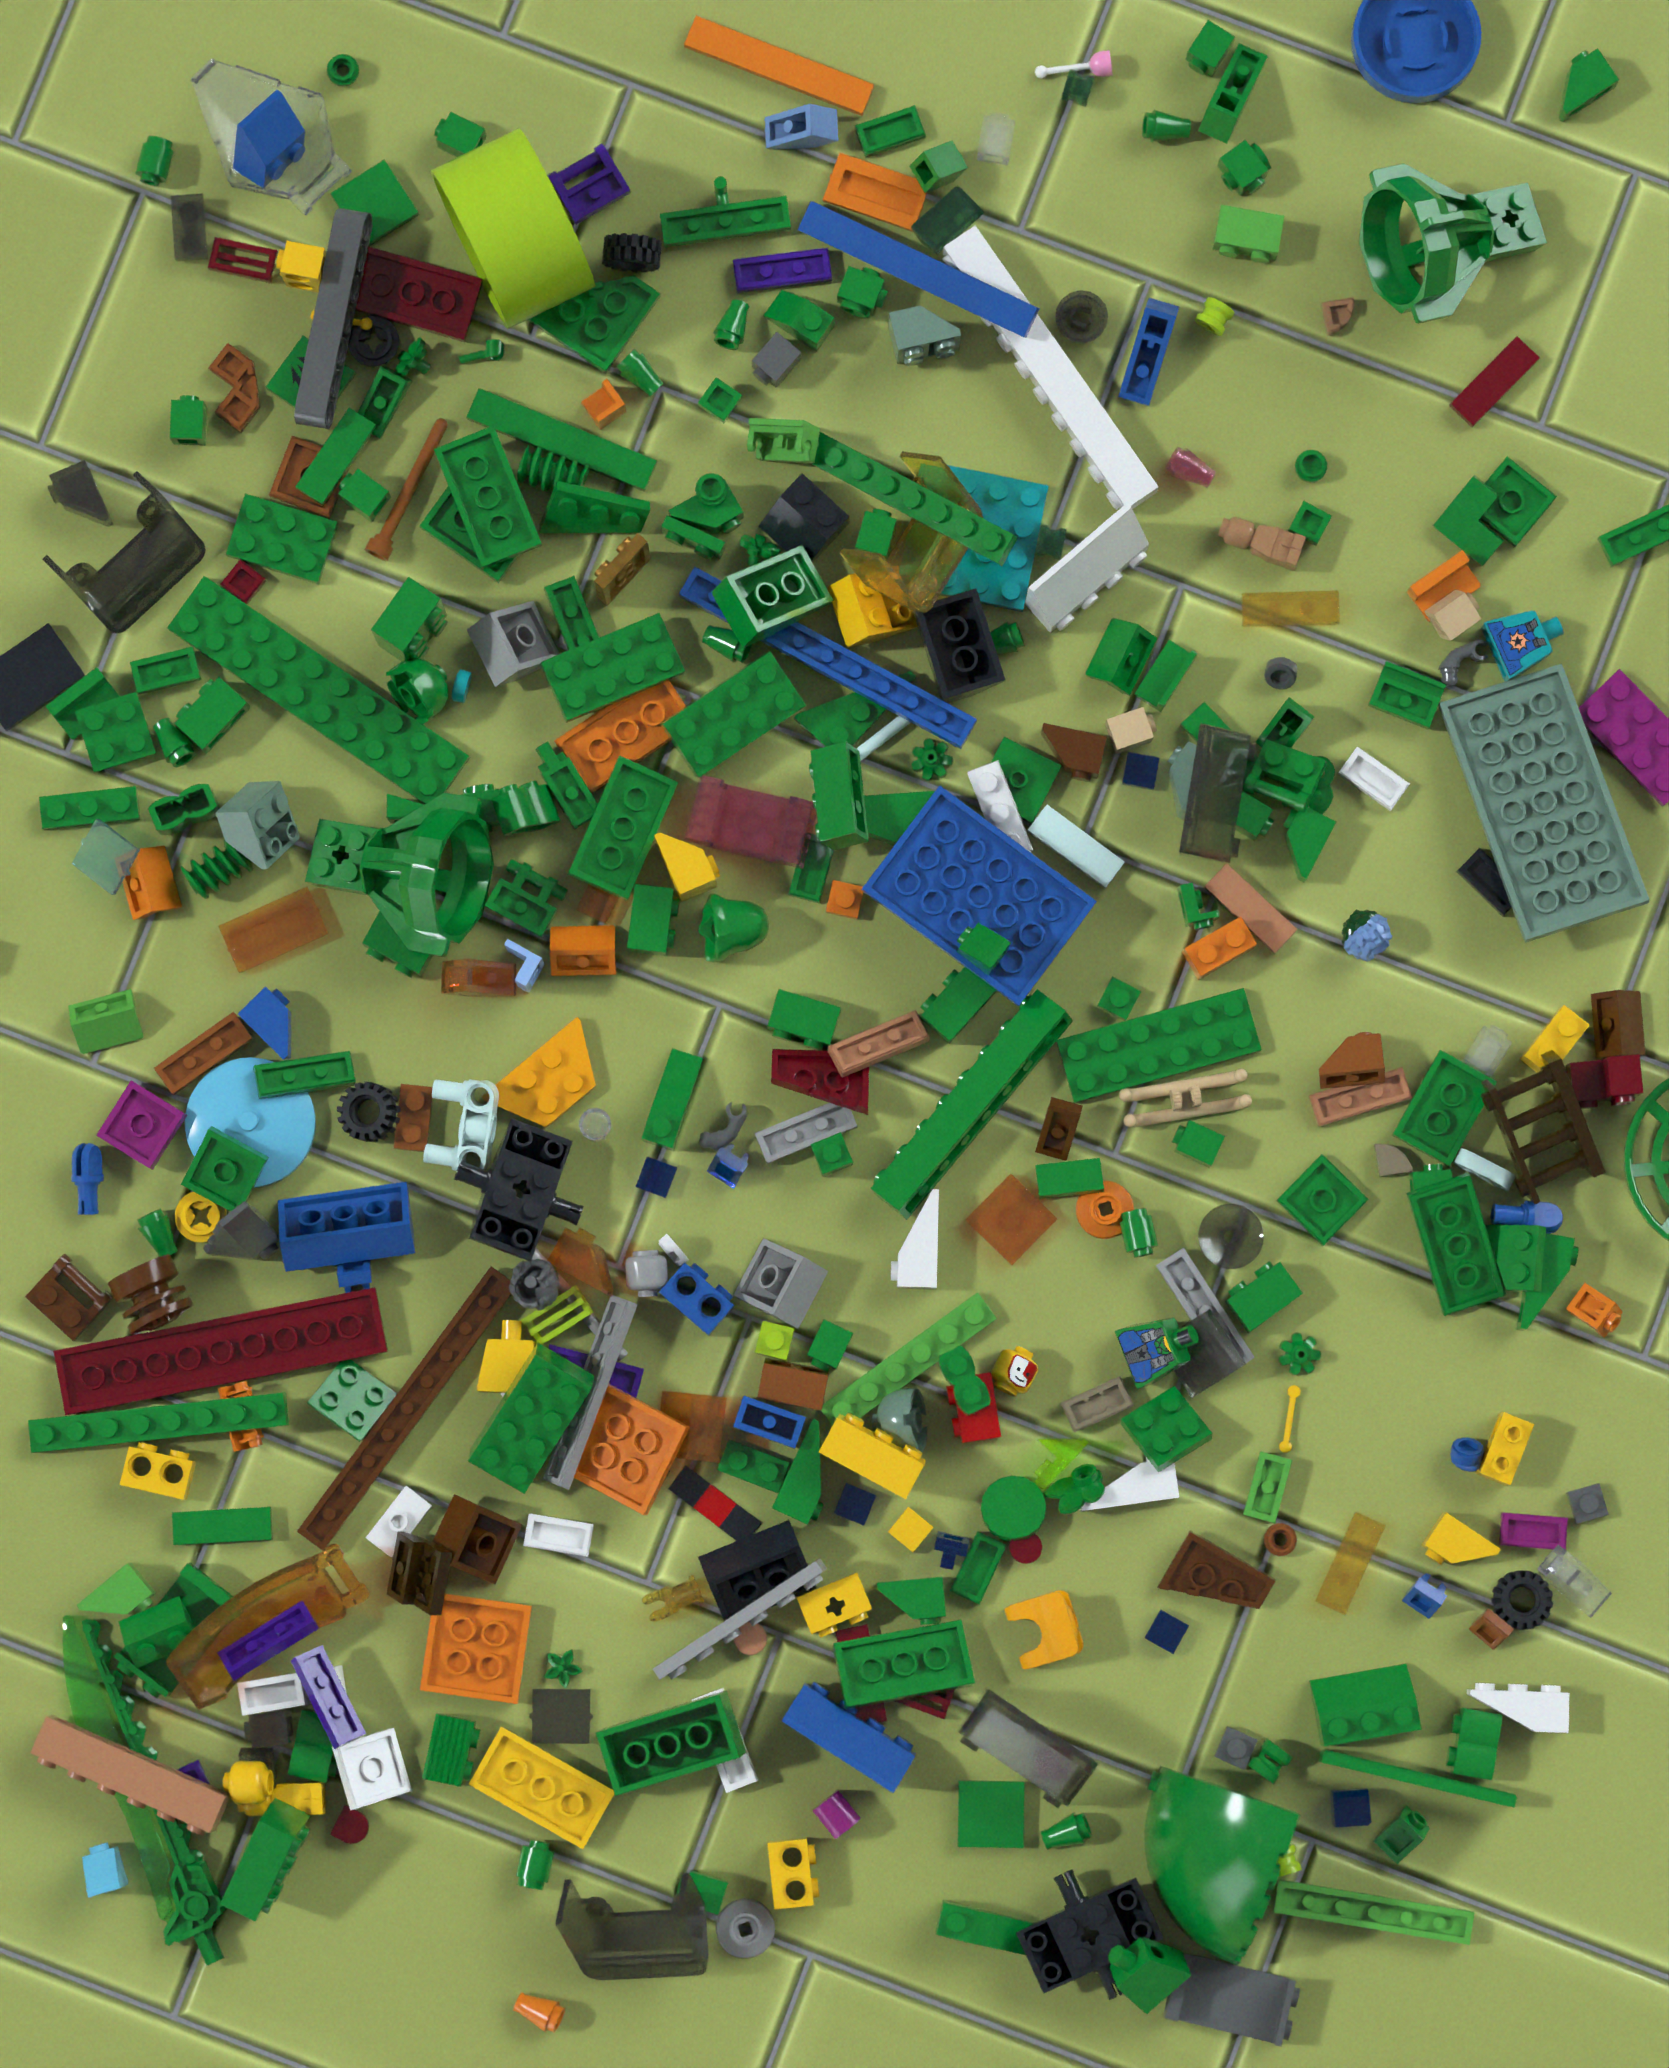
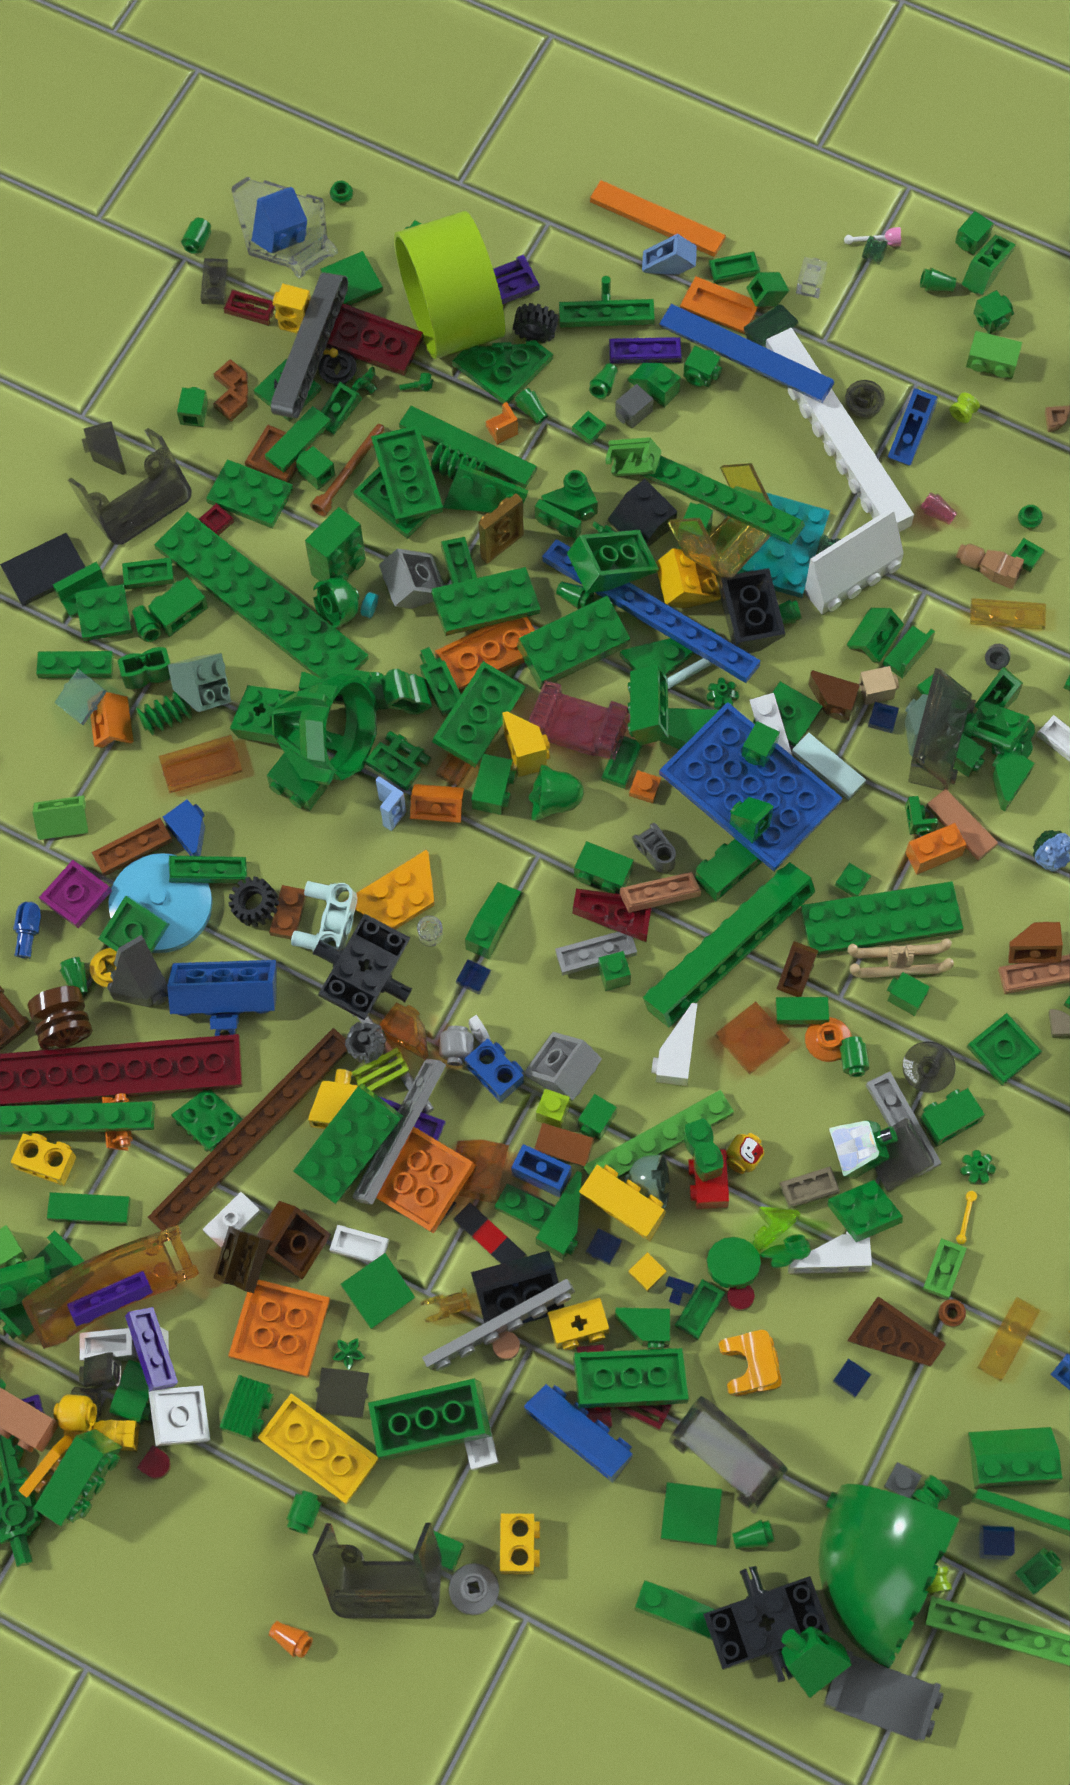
camera: 10 degrees right, 15 degrees down
(229, 1846) = (47, 1467): none -> light orange plate
(478, 978) = (352, 812): clear orange slope -> none
(588, 1590) = (377, 1290): none -> green tile
(726, 1136) = (529, 951): dark grey piece -> none
(728, 1166) = (531, 972): clear blue tile -> none
(836, 1814) = (561, 1498): magenta piece -> none
(865, 982) = (654, 844): none -> dark grey piece
(921, 334) = (745, 395): sand green slope -> none
(986, 845) = (760, 744): none -> green brick

